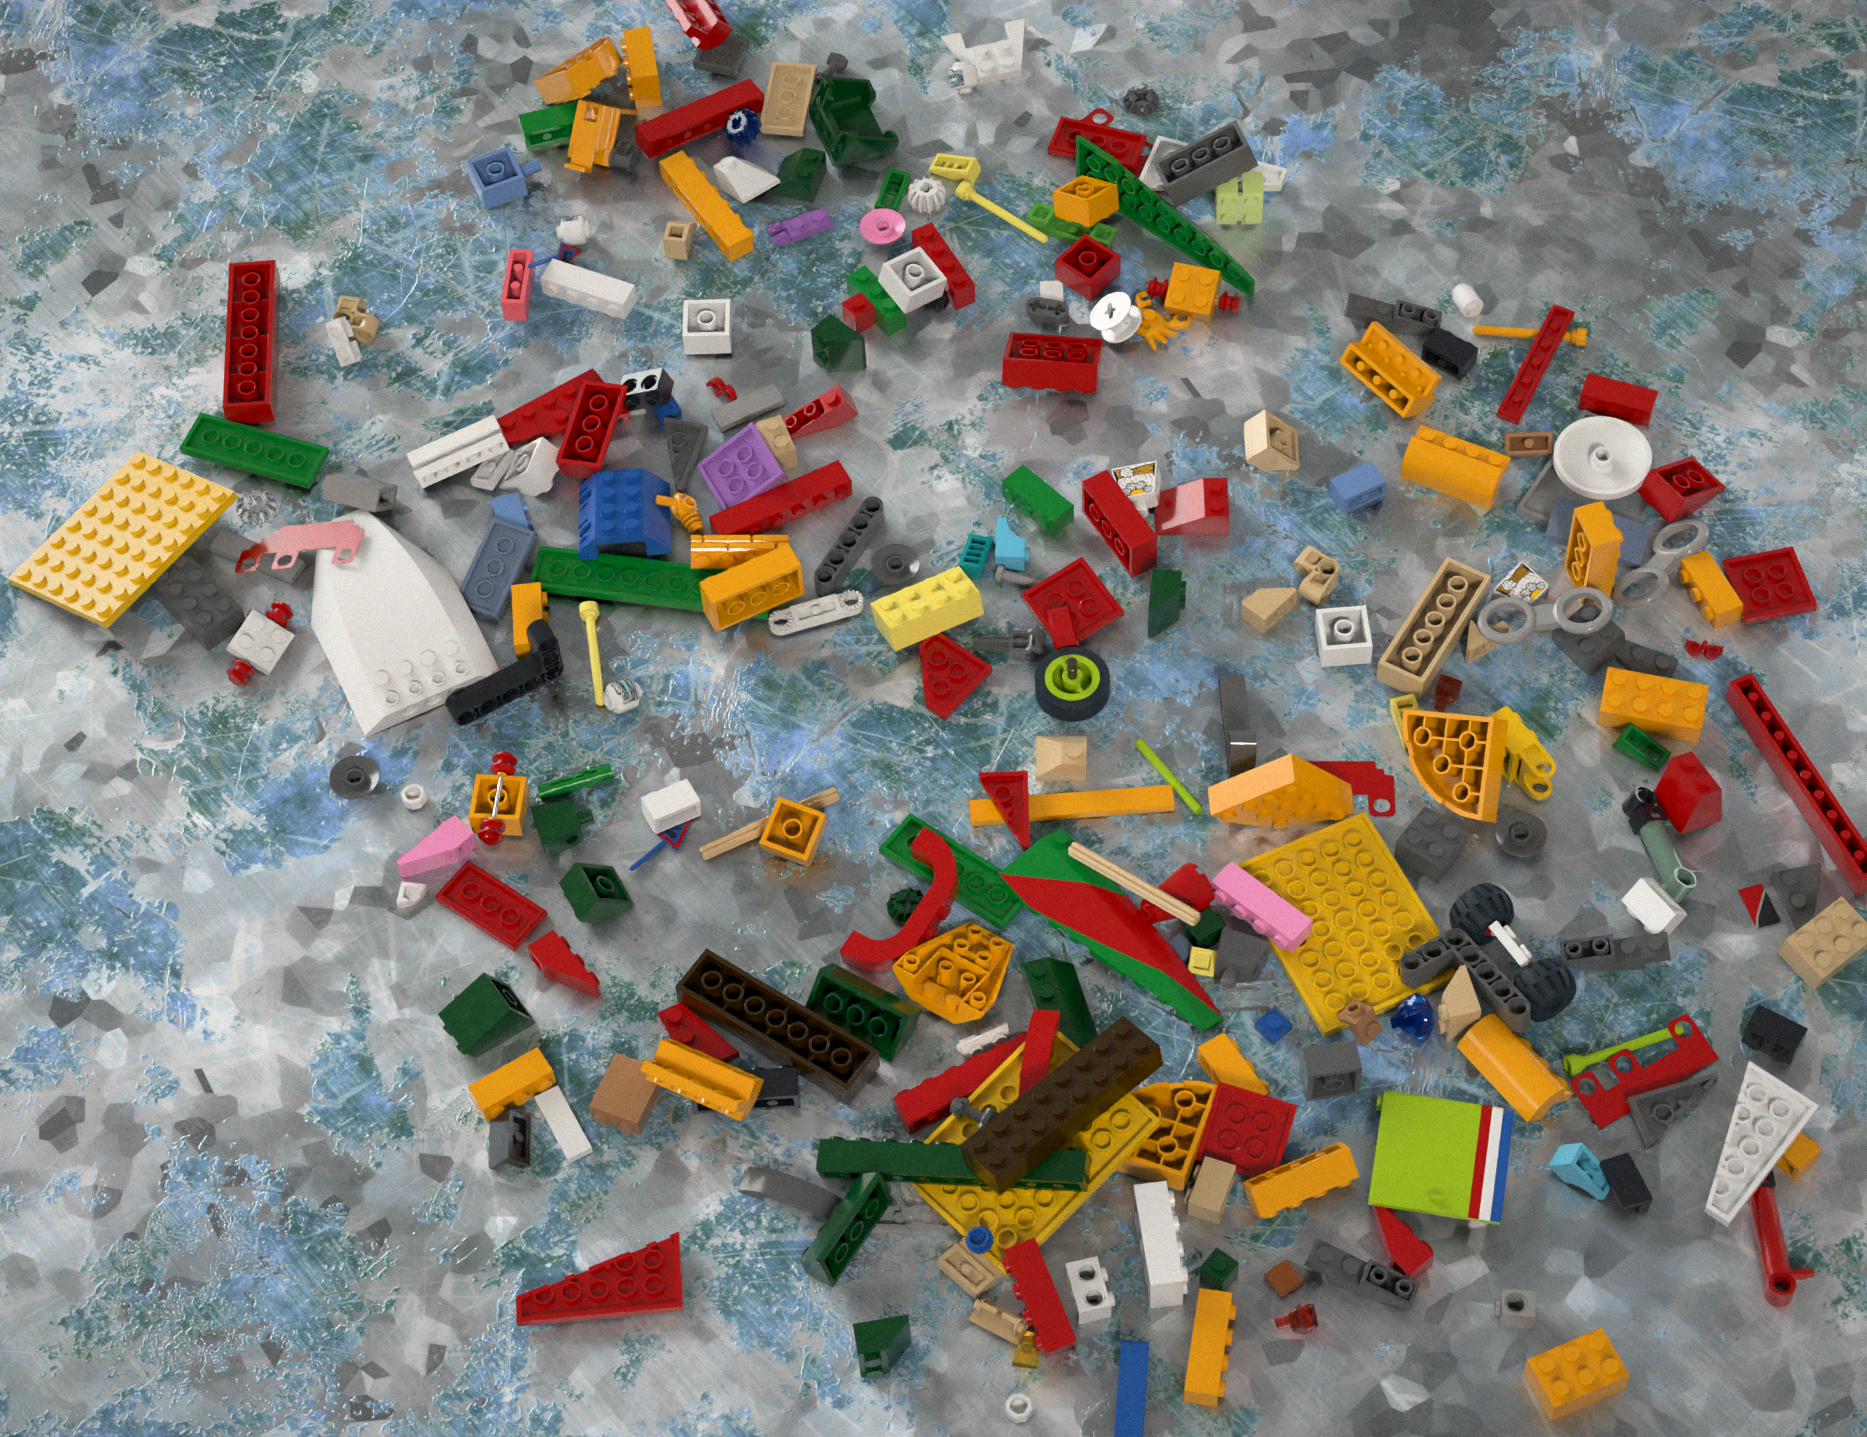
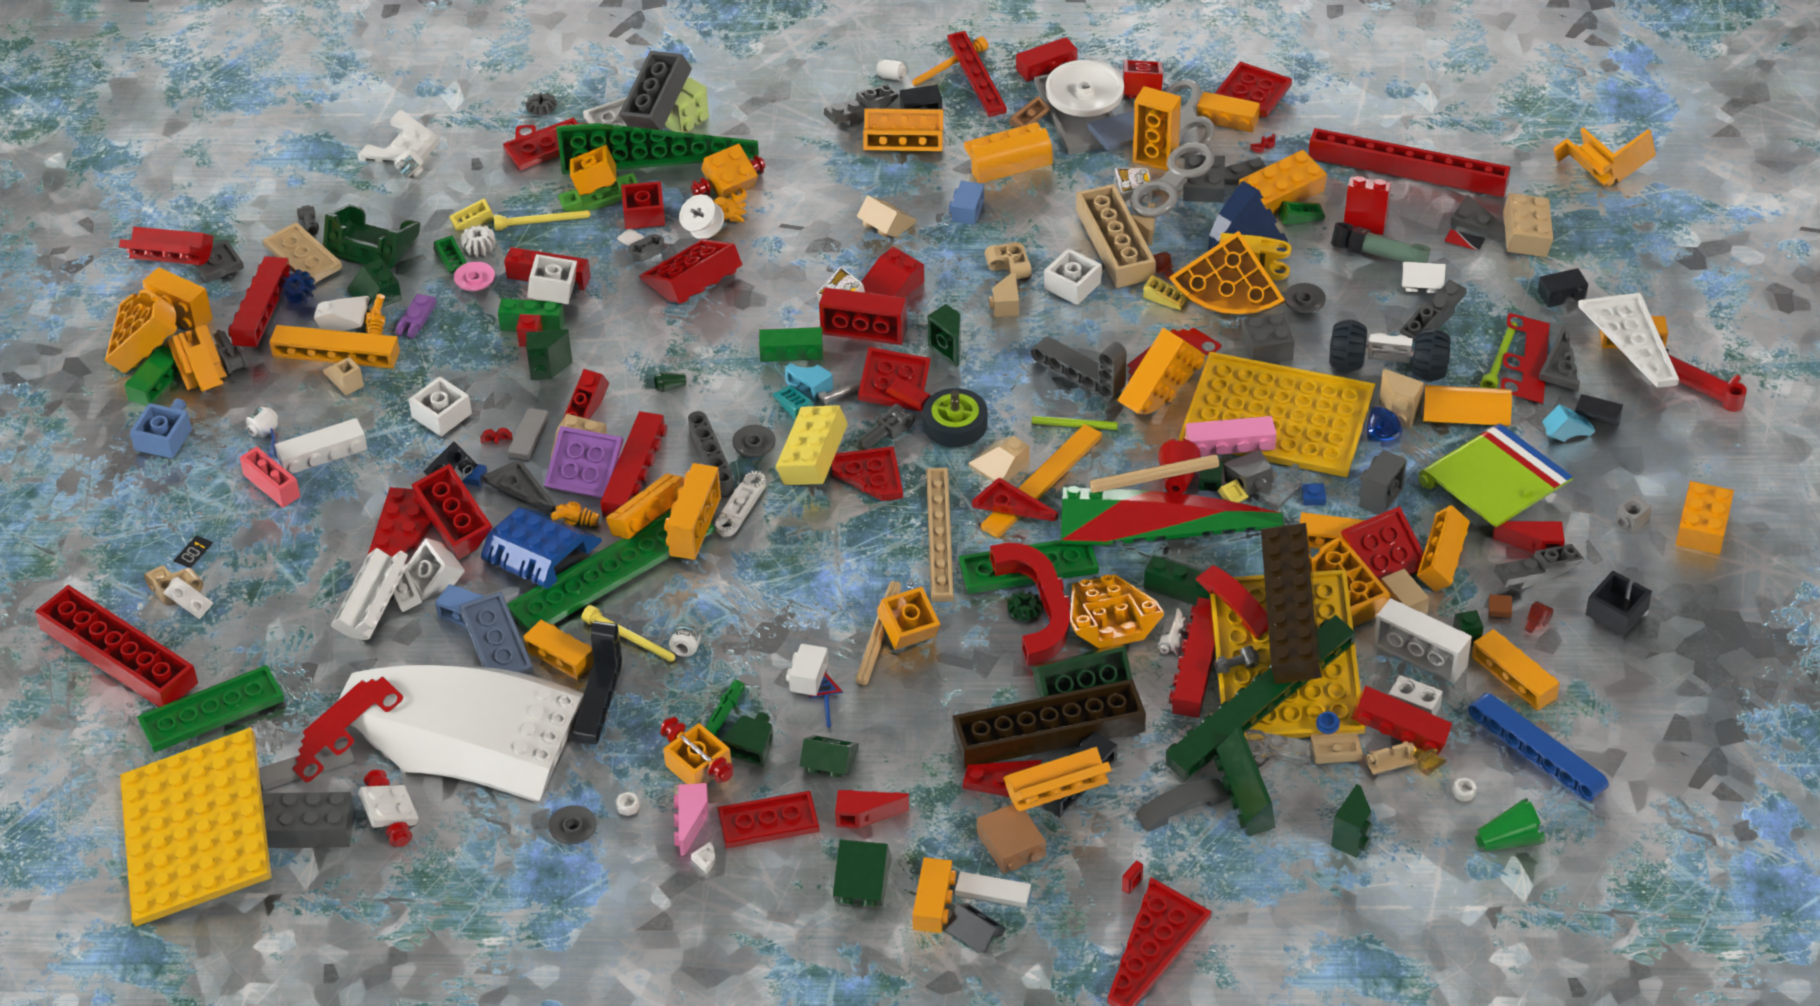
camera: 50 degrees left, 10 degrees down
(359, 491) = (335, 666): light grey brick -> none
(405, 304) = (193, 551): none -> black sticker
(667, 1218) = (1132, 877): none -> red tile
(762, 206) = (374, 320): none -> light orange piece
(903, 451) = (667, 381): none -> dark green cone
(929, 780) = (939, 535): none -> tan tile
(1362, 1021) = (1358, 446): medium nougat bracket -> none
(1374, 1376) = (1612, 608): none -> black piece
(1458, 949) = (1368, 371): dark grey beam -> none
(1551, 713) = (1247, 215): none -> dark blue brick

